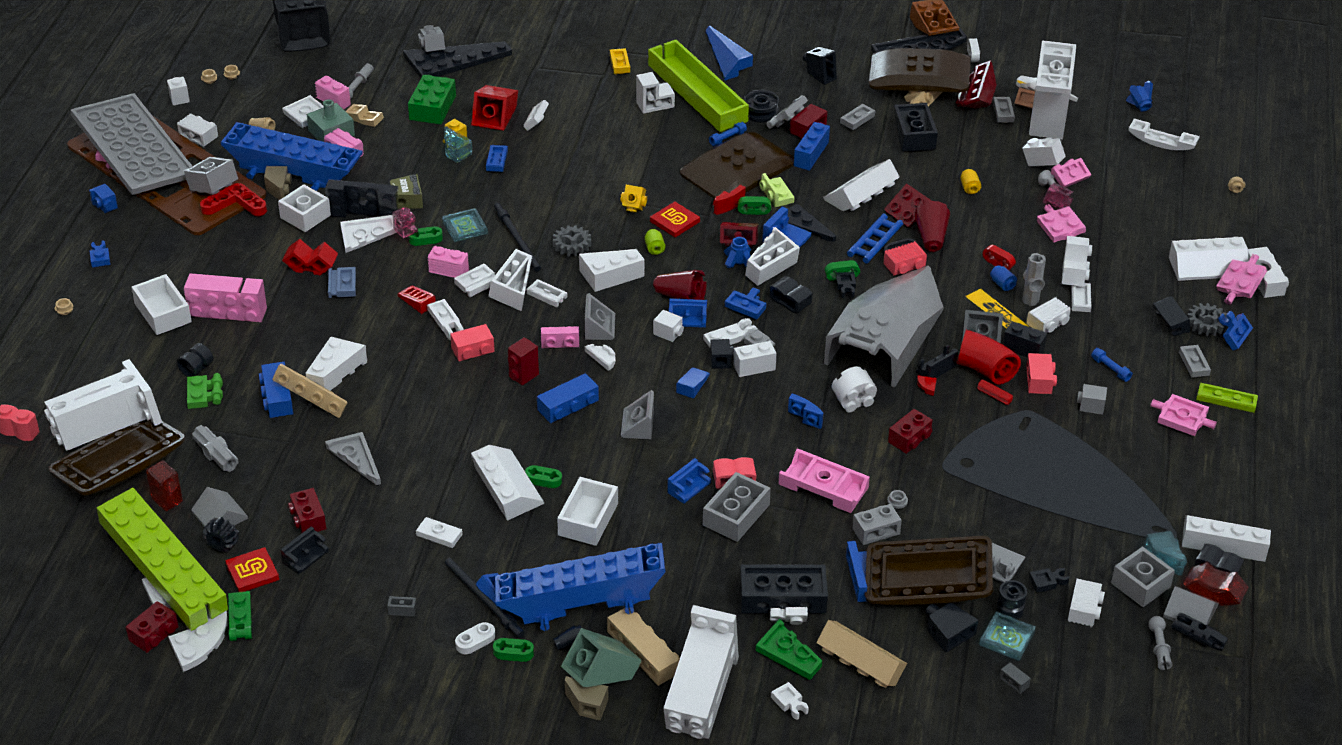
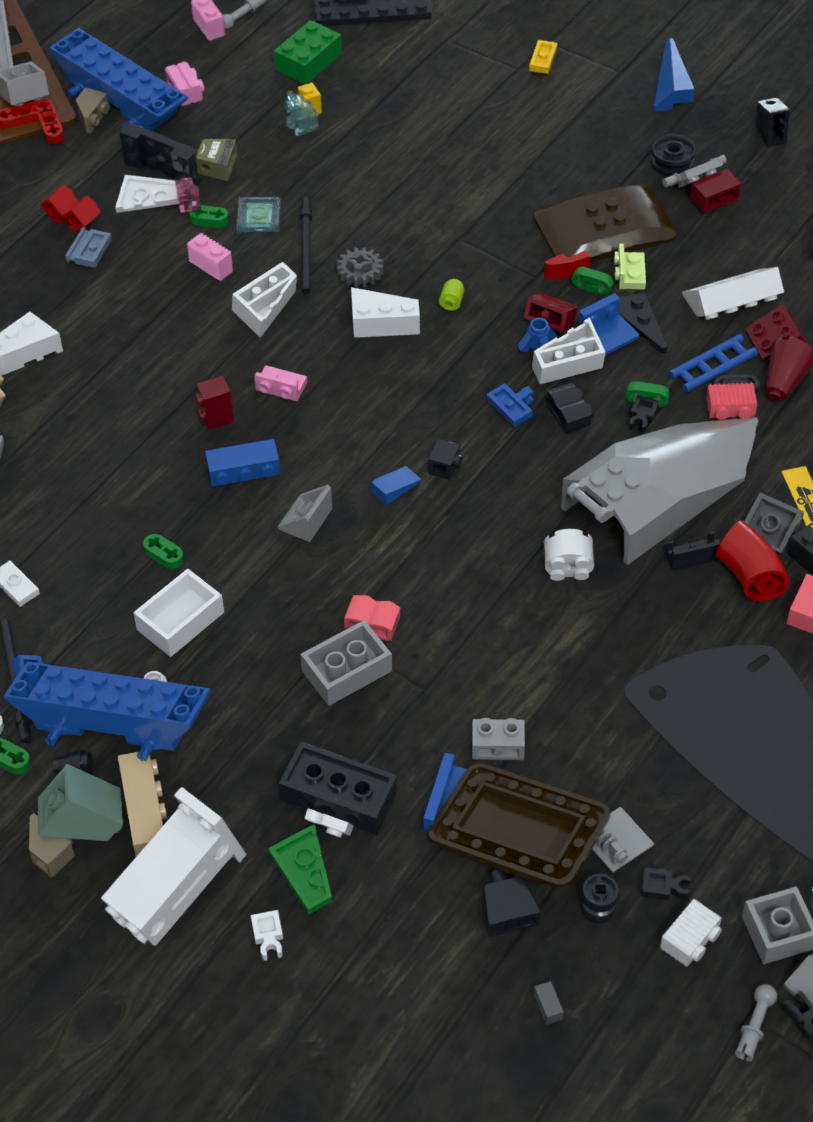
camera: 25 degrees right, 10 degrees up
(197, 129) = (46, 25): white brick -> none
(266, 123) = (118, 37): tan cone -> none
(298, 110) = (171, 32): white tile -> none
(304, 208) = (97, 148): white brick -> none
(329, 119) = (184, 47): sand green brick -> none
(362, 115) = (227, 52): tan slope -> none
(419, 300) = (156, 290): red slope -> none
(444, 317) = (170, 322): white hinge -> none
(472, 342) = (180, 362): coral brick -> none
(475, 280) = (224, 285): white plate -> none
(493, 107) = (369, 78): red slope -> none
(496, 158) = (338, 142): blue plate -> none
(506, 480) = (117, 544): white slope -> none
(536, 115) = (411, 100): white plate -> none
(546, 293) = (304, 334): white tile -> none
(598, 320) = (331, 374): light grey slope -> none
(602, 354) = (313, 420): white plate -> none
(633, 192) = (457, 234): yellow brick -> none
(652, 95) = (553, 111): white brick -> none
(667, 326) = (405, 405): white brick -> none
(675, 219) = (493, 272): red tile -> none
(681, 285) = (449, 362): dark red cone -> none
(688, 481) = (315, 610): blue hinge -> none
(692, 311) = (437, 396): blue hinge -> none
(698, 85) = (612, 112): lime piece -> none
(716, 139) = (632, 177): blue bar -> none
(734, 332) = (475, 436): white hinge -> none
(754, 358) = (478, 478): white brick -> none
(756, 337) = (499, 456): light grey plate -> none
(811, 146) = (702, 223): blue brick -> none
(811, 413) = (501, 565): blue slope -> none
(842, 486) = (485, 678): bright pink piece -> none
(857, 116) = (781, 199): light grey plate -> none
(861, 653) = (380, 904): tan brick -> none
(897, 499) = (543, 709): light grey plate -> none
(910, 431) = (608, 630): dark red brick -> none
(927, 384) = (667, 574): red tile -> none
(995, 392) = (743, 610): red axle -> none
(1007, 636) = (573, 942): clear light blue tile -> none

